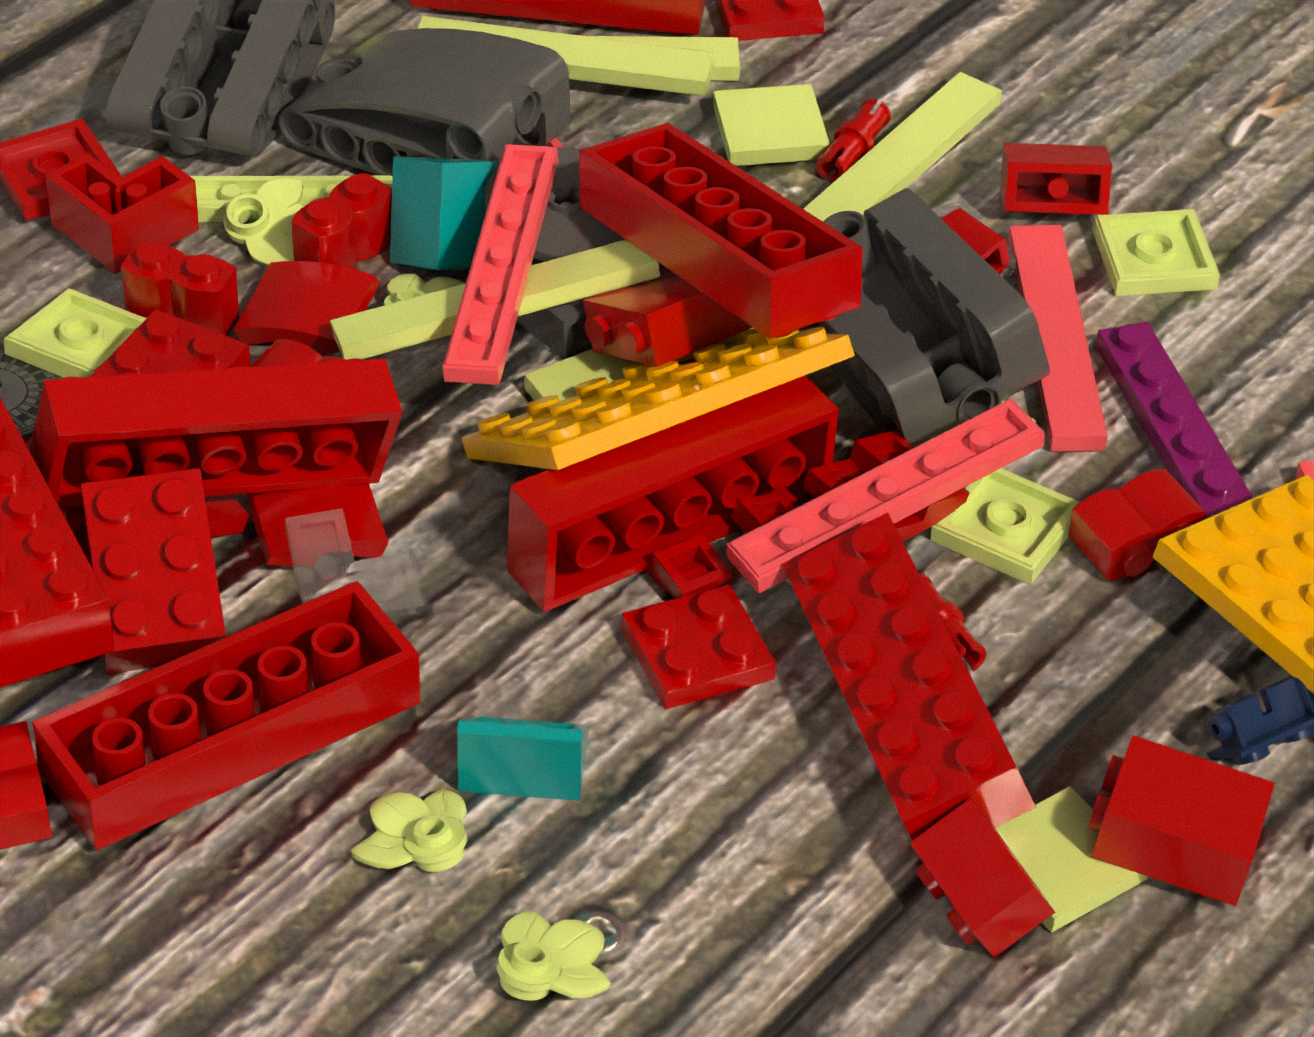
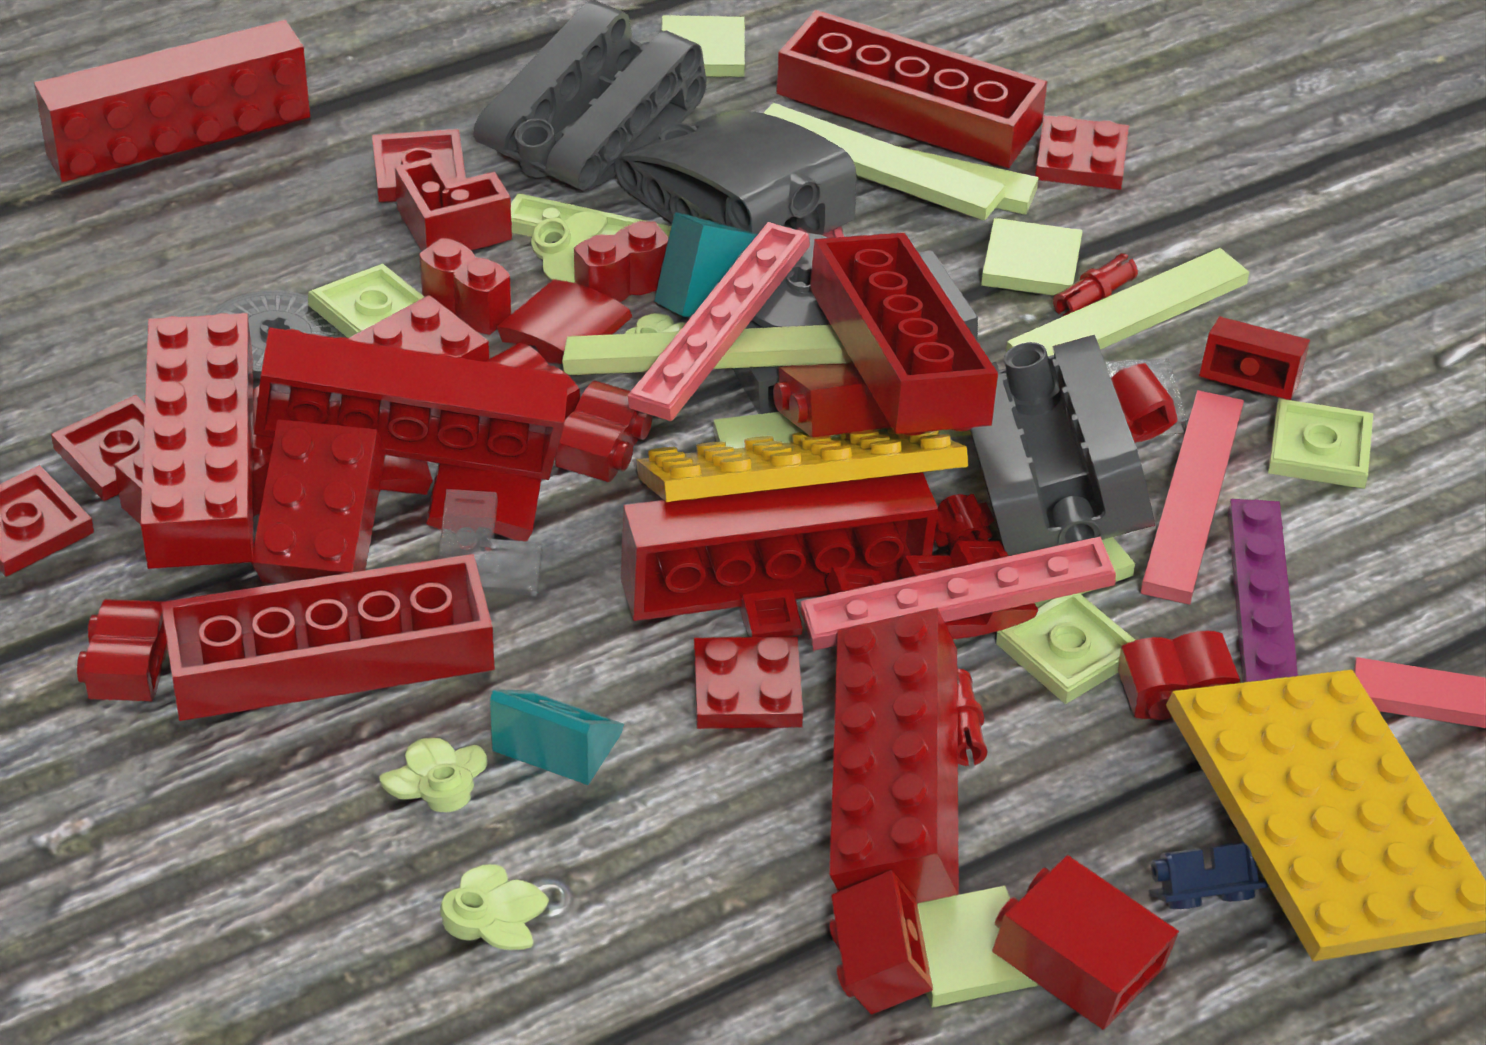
camera: 20 degrees right, 0 degrees up
(424, 425) = (601, 433): none -> red brick
(853, 419) = (962, 520): none -> red gear

